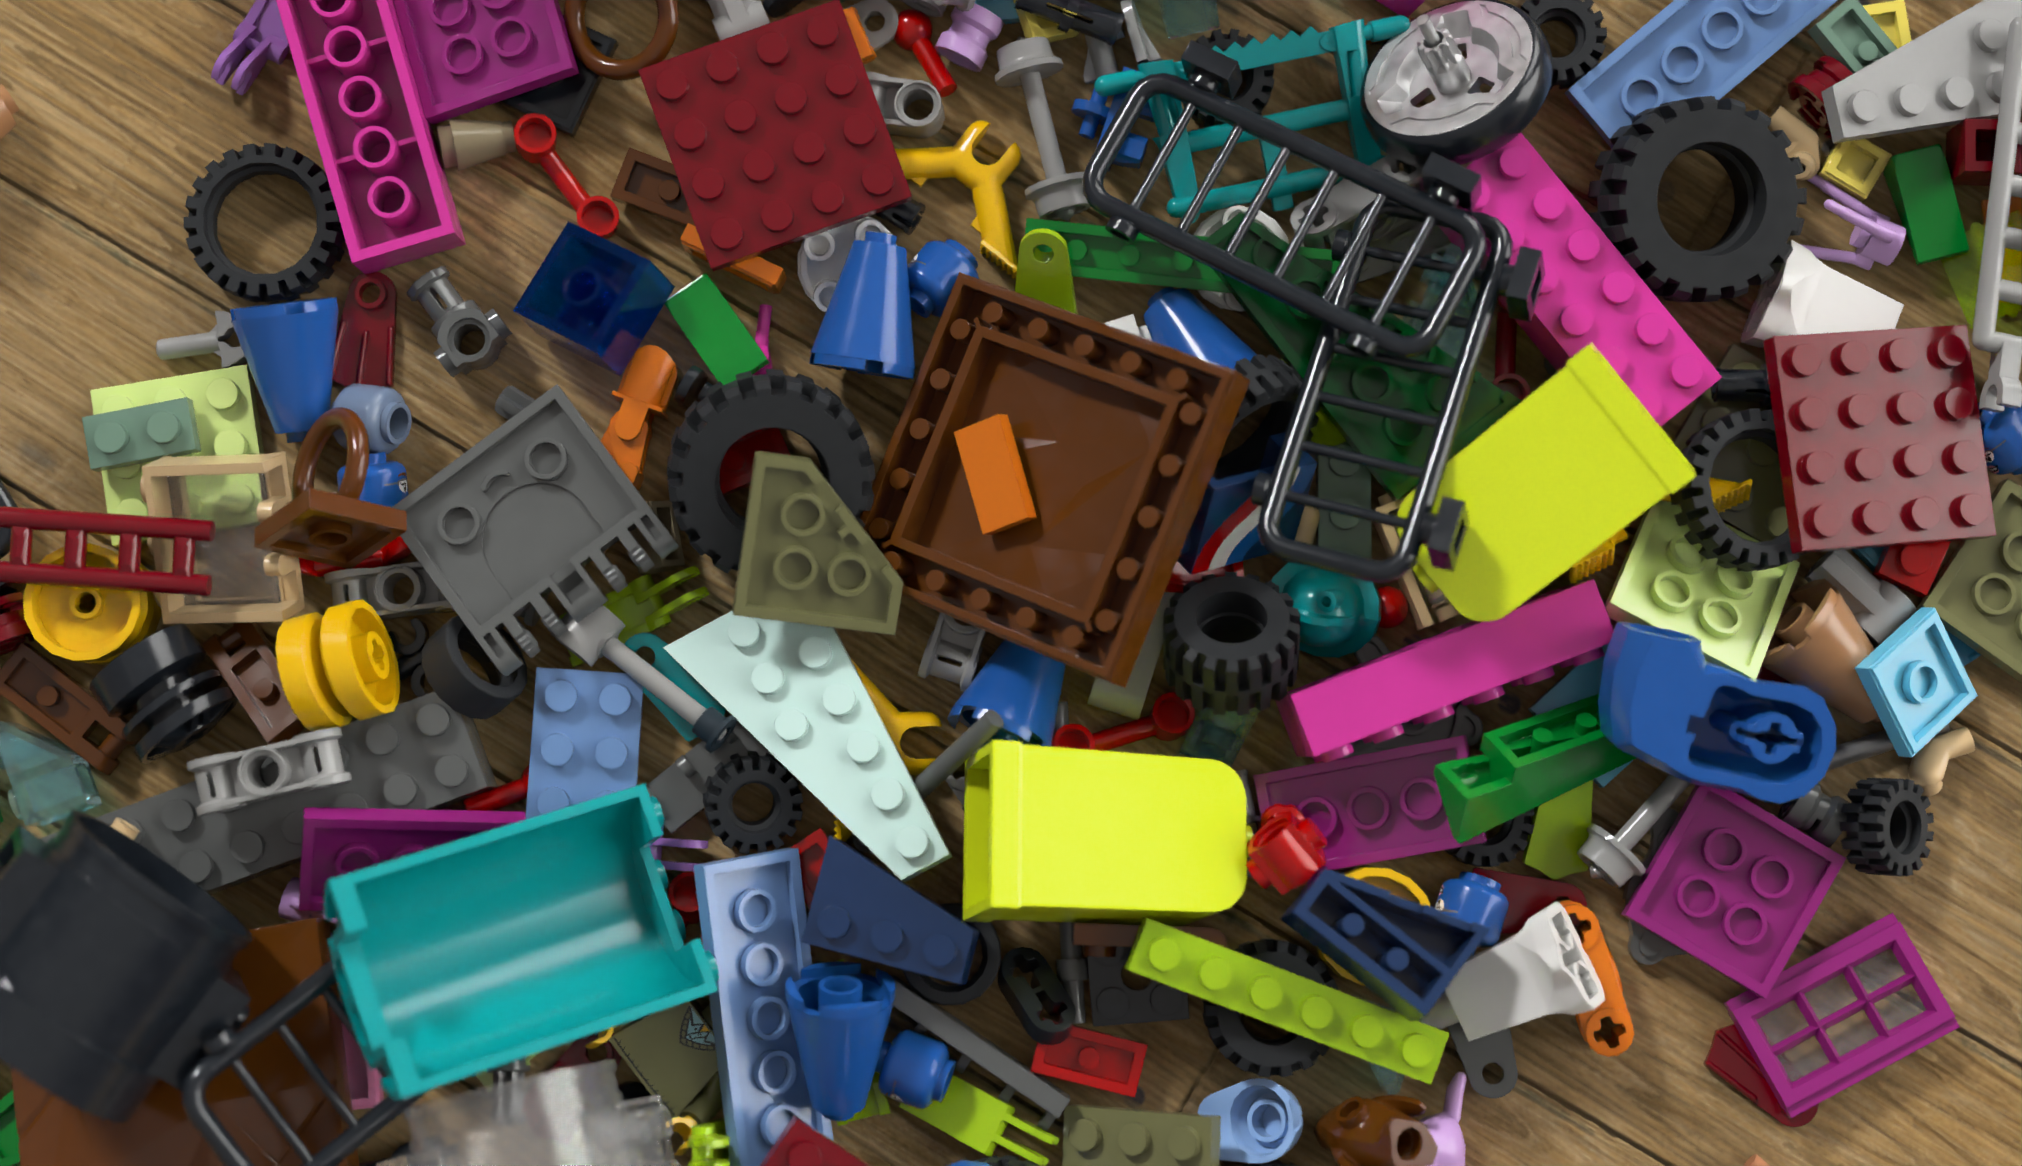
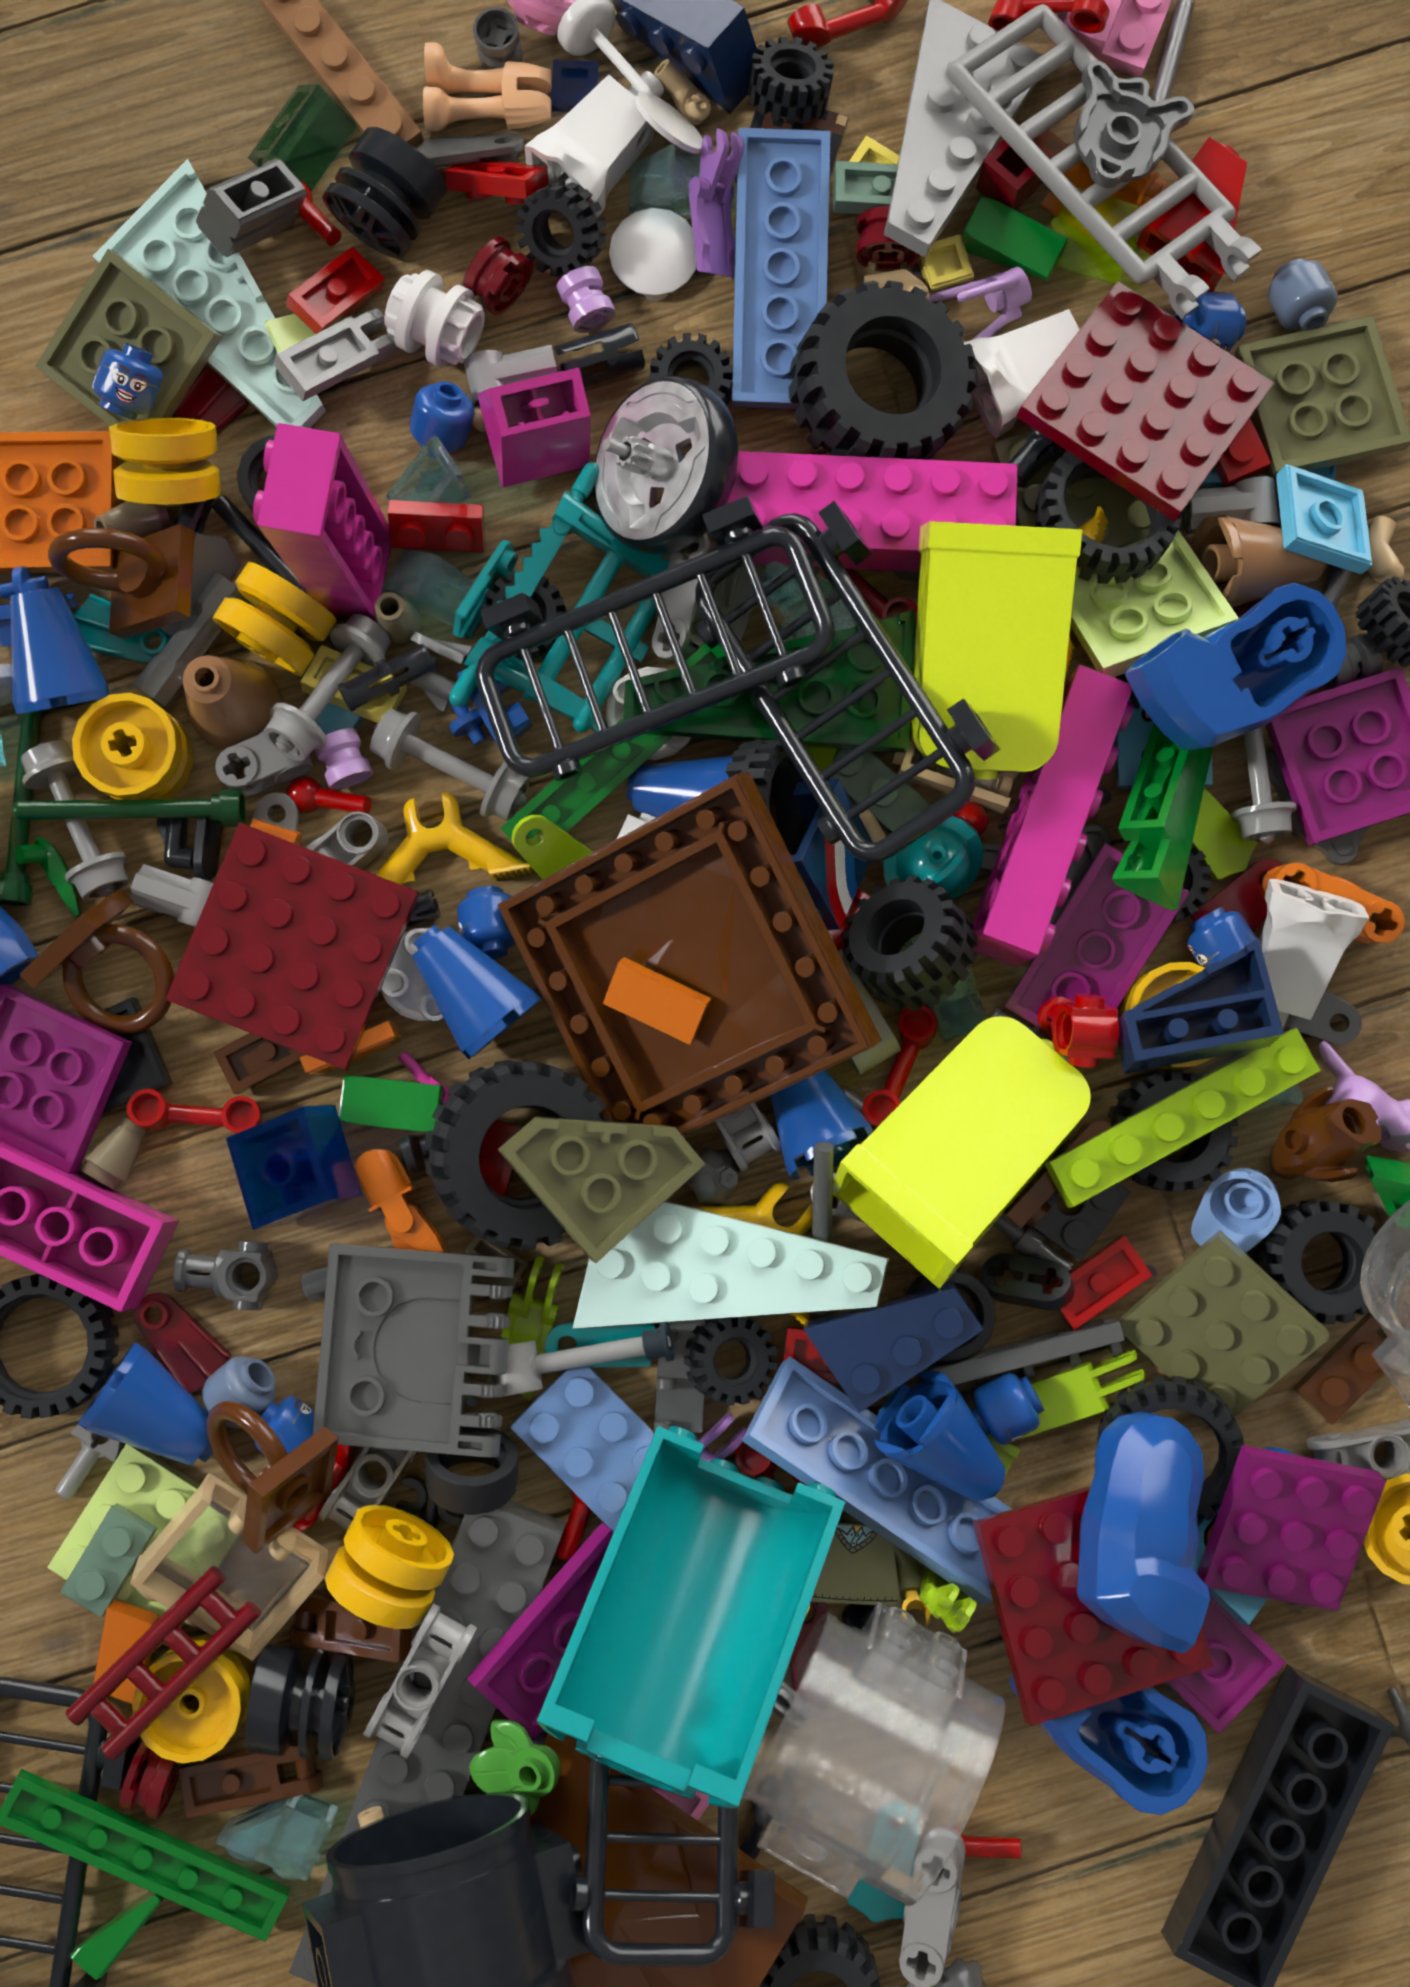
camera: 45 degrees left, 0 degrees up
(96, 493) = (121, 1629): none -> orange tile
(264, 906) = (511, 1763): none -> bright green plate
(893, 656) = (716, 1178): none -> dark grey piece
(1249, 19) = (468, 613): none -> teal piece

